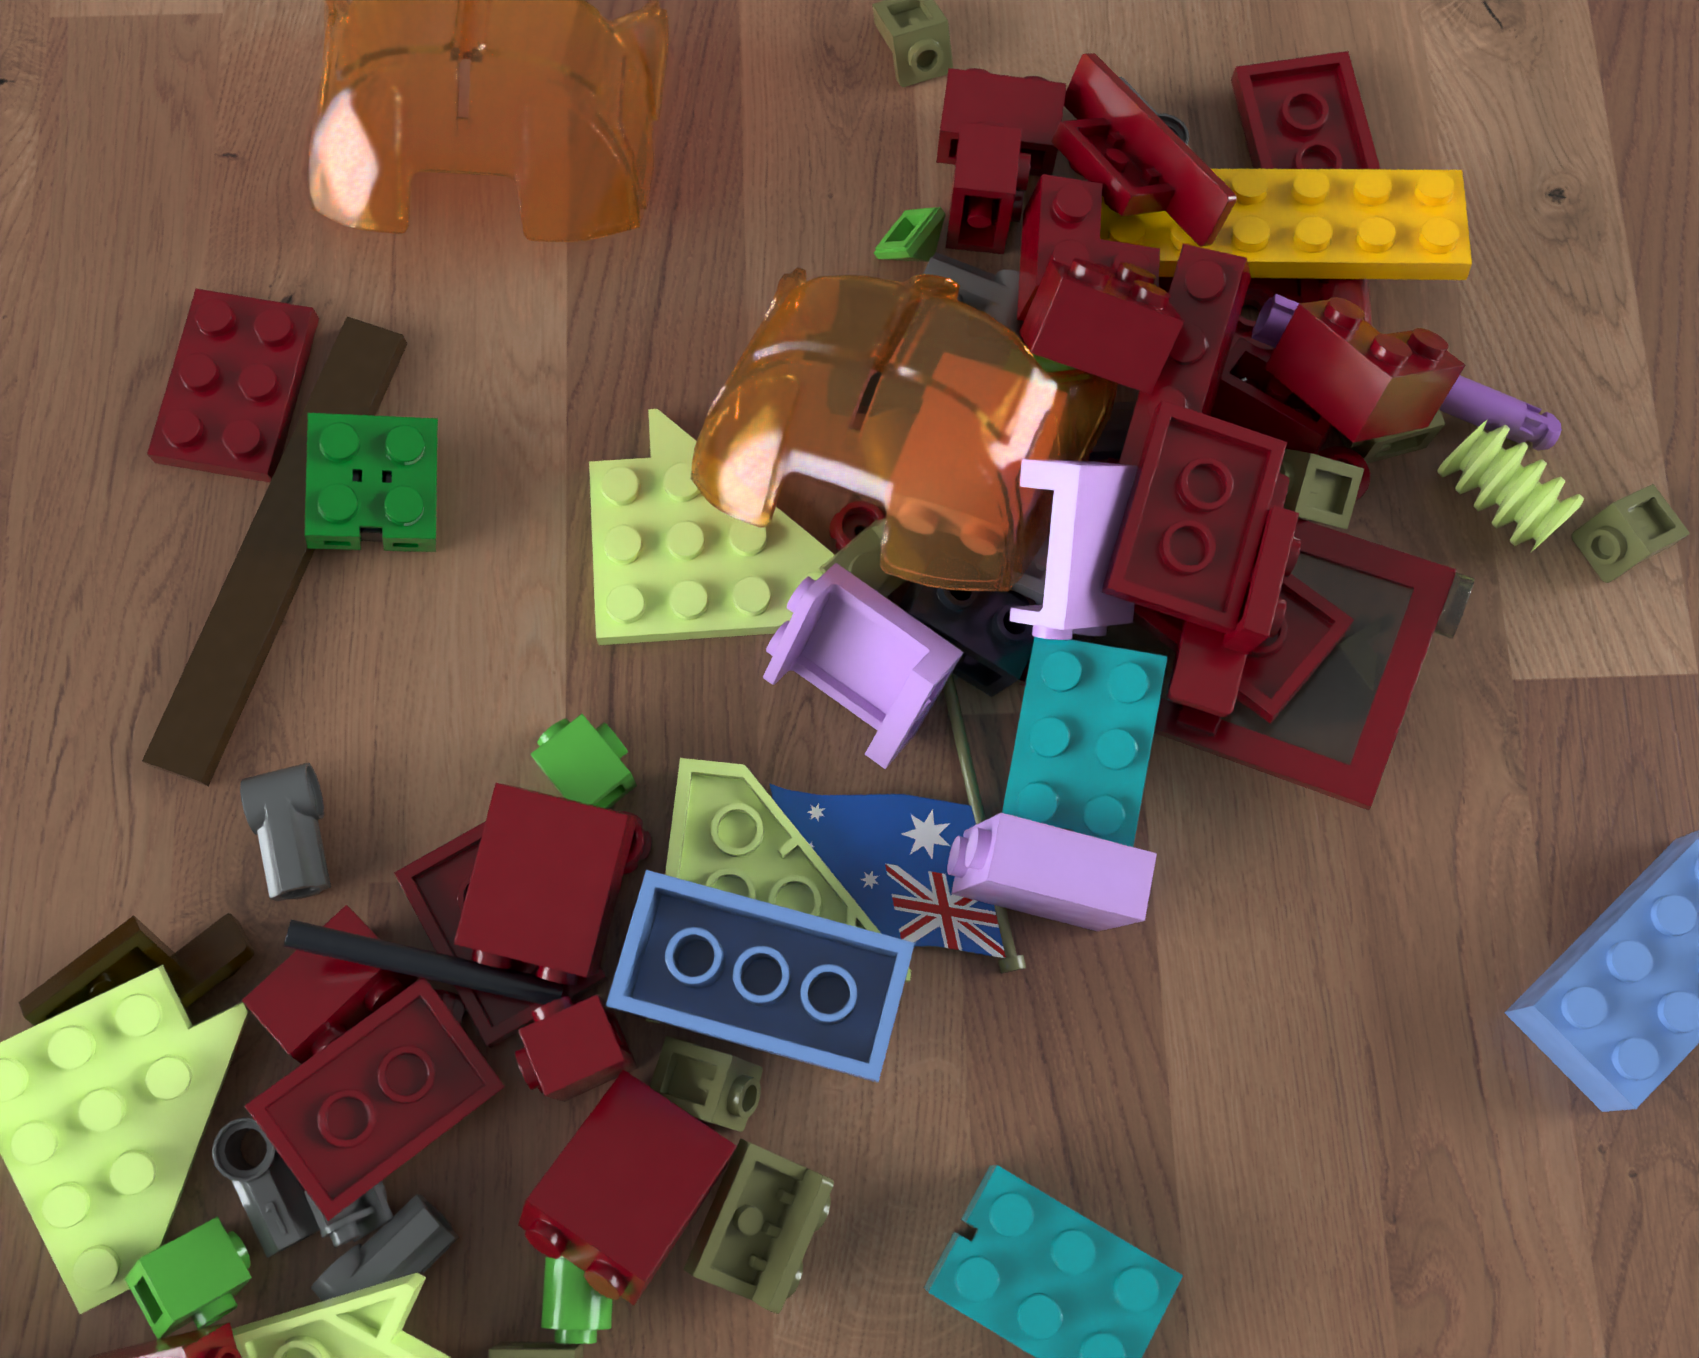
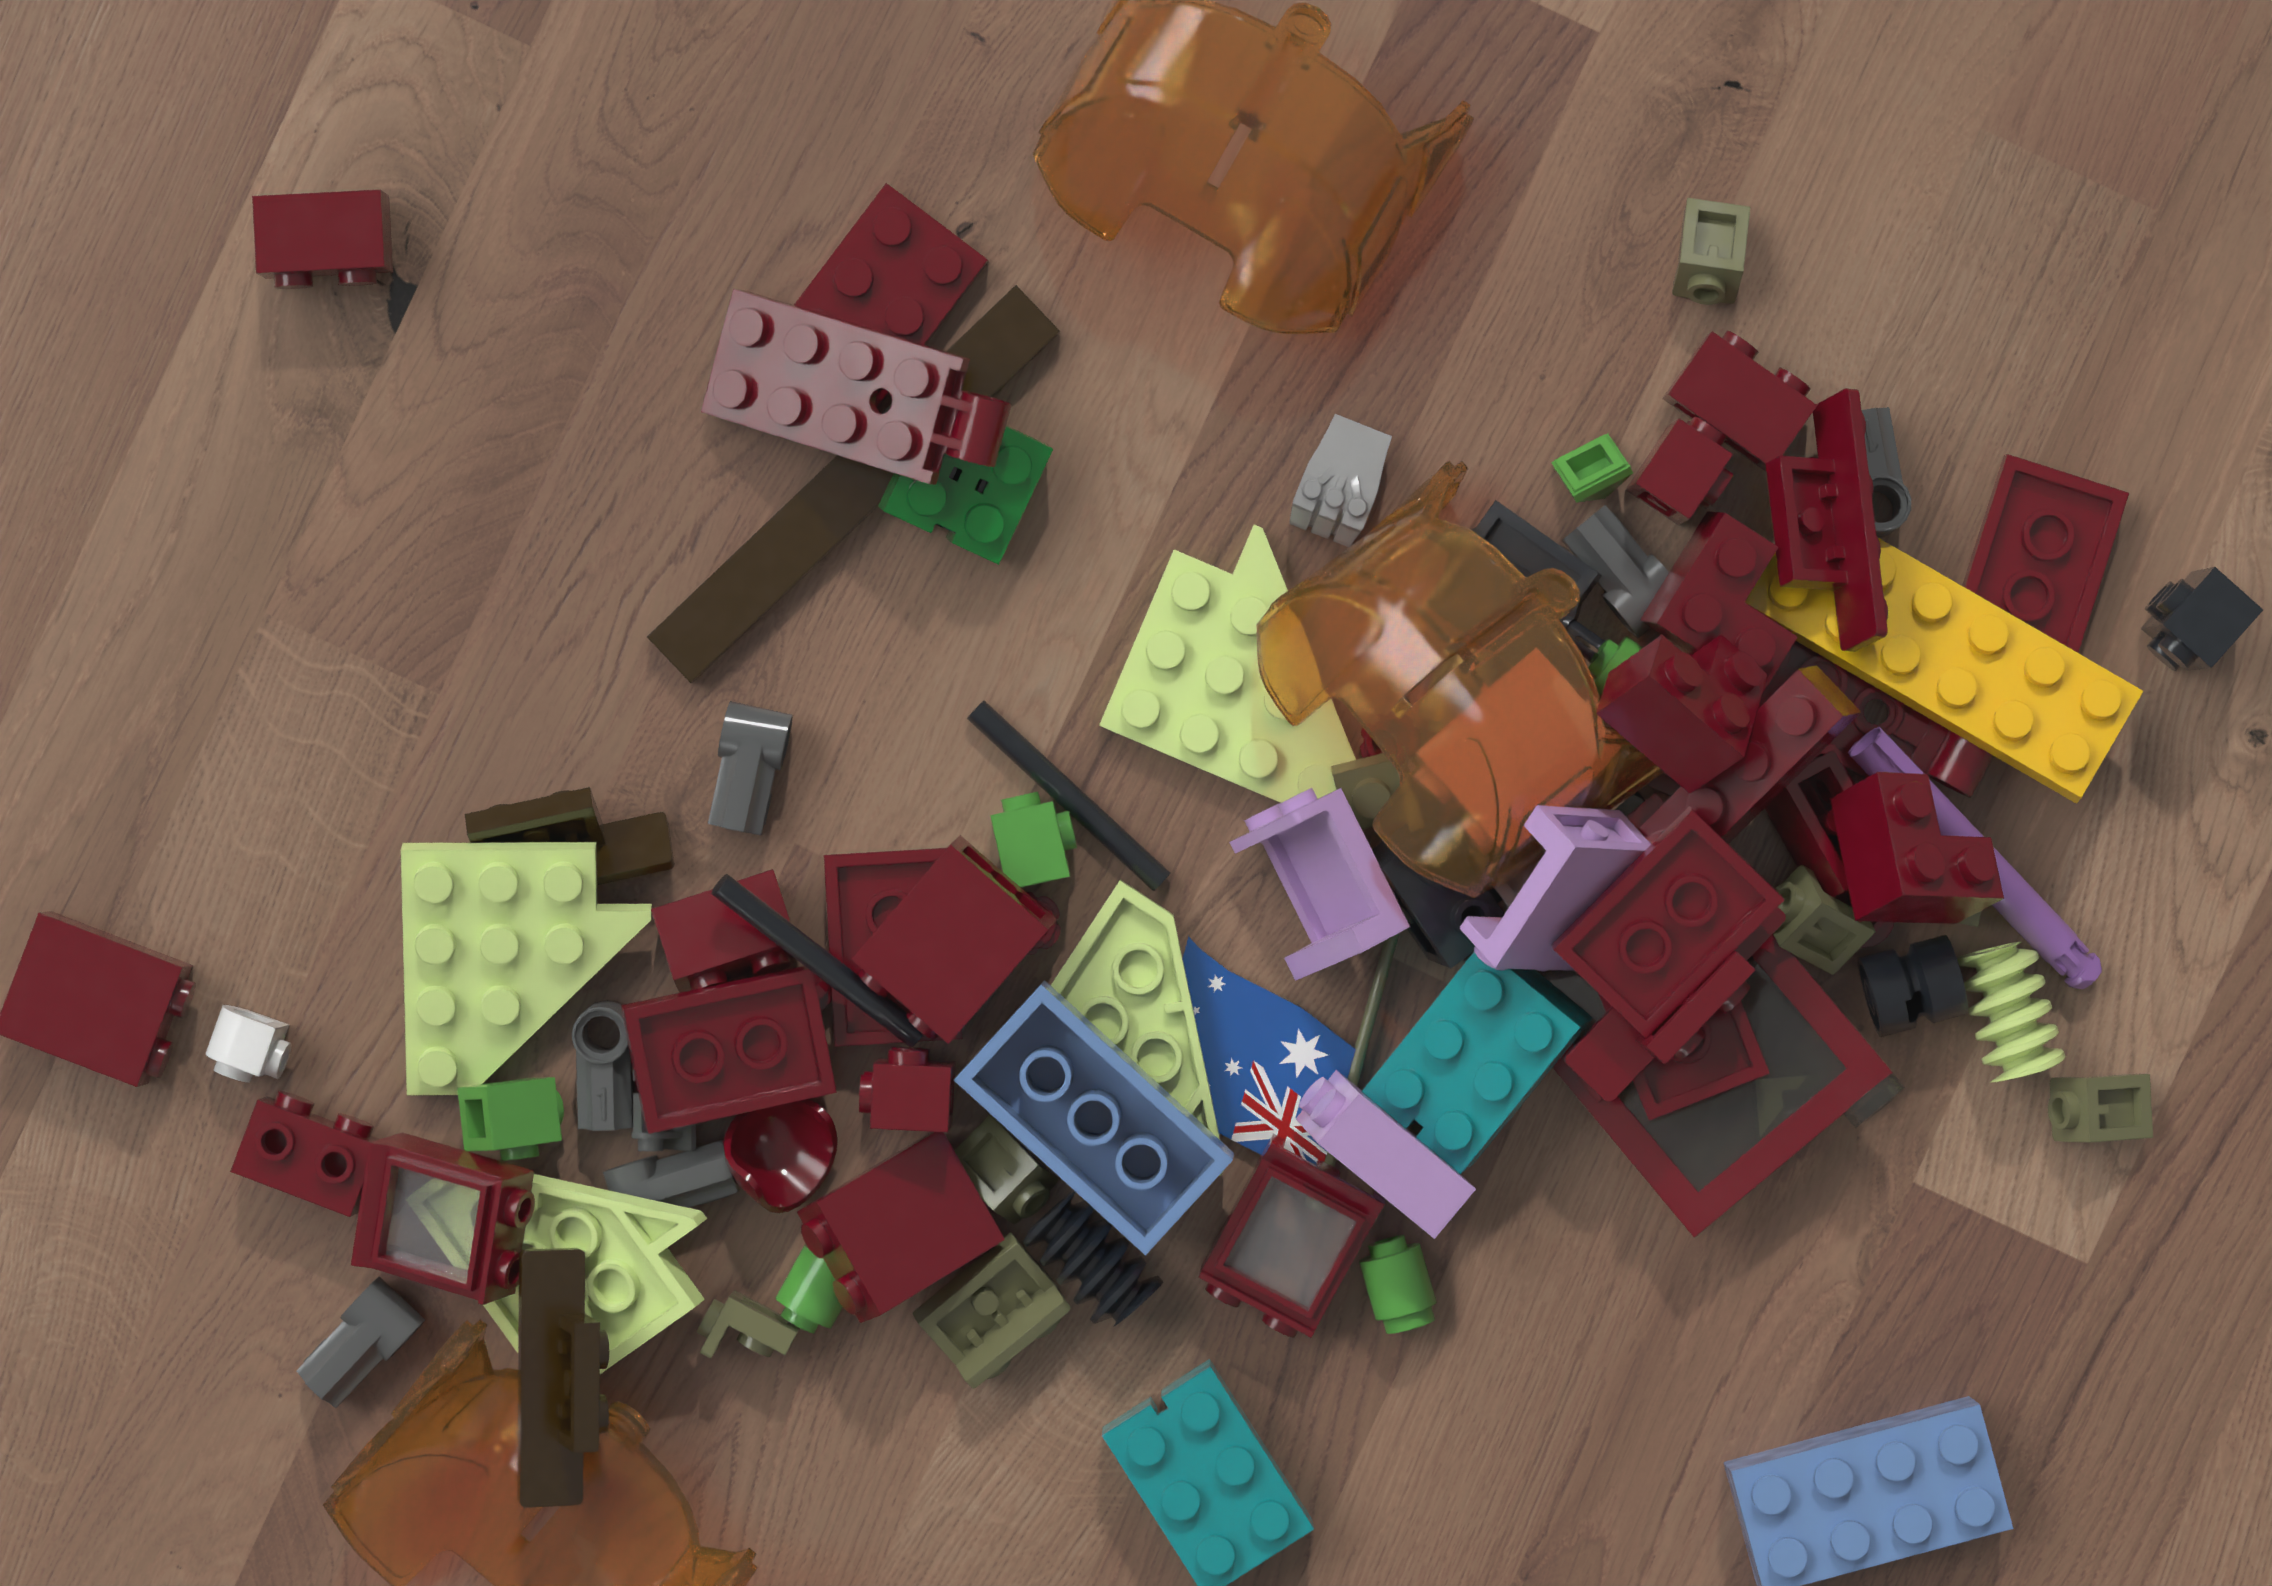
camera: 30 degrees right, 15 degrees up
(198, 456) = (819, 385): none -> hinge
(479, 1174) = (781, 1153): none -> dark red helmet
(596, 712) = (1068, 795): none -> black bar
(702, 339) = (1341, 481): none -> light grey hand
(830, 1124) = (1092, 1260): none -> black piece
(1006, 1006) = (1289, 1240): none -> window
(1127, 998) = (1398, 1284): none -> bright green brick
(1420, 503) = (1913, 985): none -> black wheel
(1468, 102) = (2198, 619): none -> black brick

